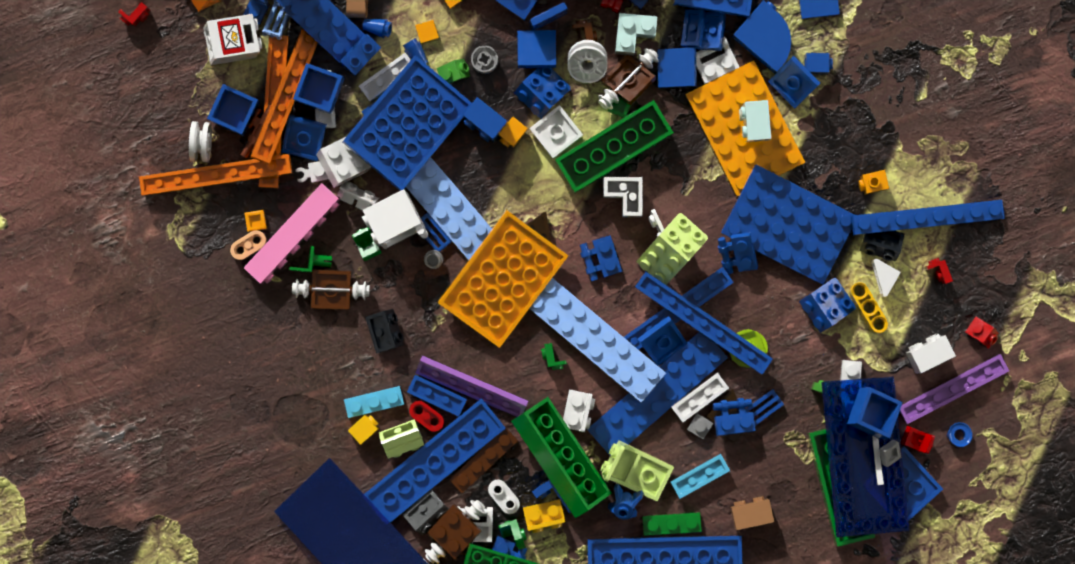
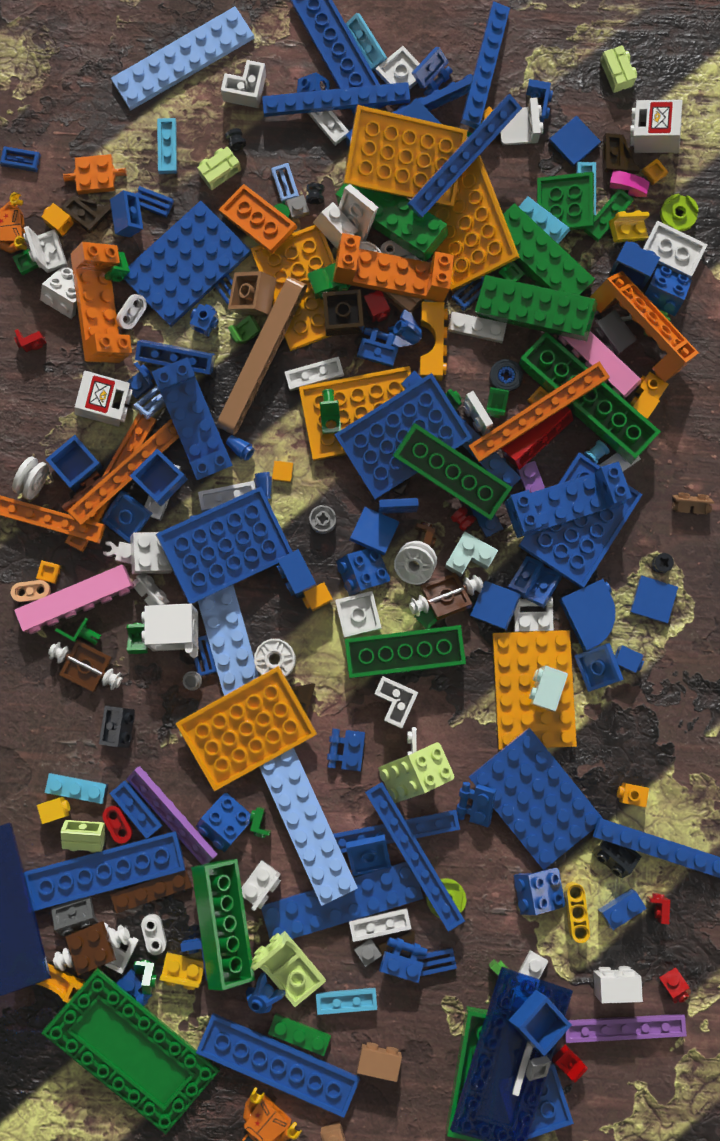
camera: 25 degrees right, 5 degrees down
(454, 71) = (290, 517): bright green bracket -> none
(496, 194) = (274, 646): none -> white wheel
(520, 371) = (224, 822): none -> blue bracket
(885, 276) = (605, 890): white slope -> none
(906, 287) = (622, 909): none -> blue brick
(967, 434) = (620, 1076): blue piece -> none

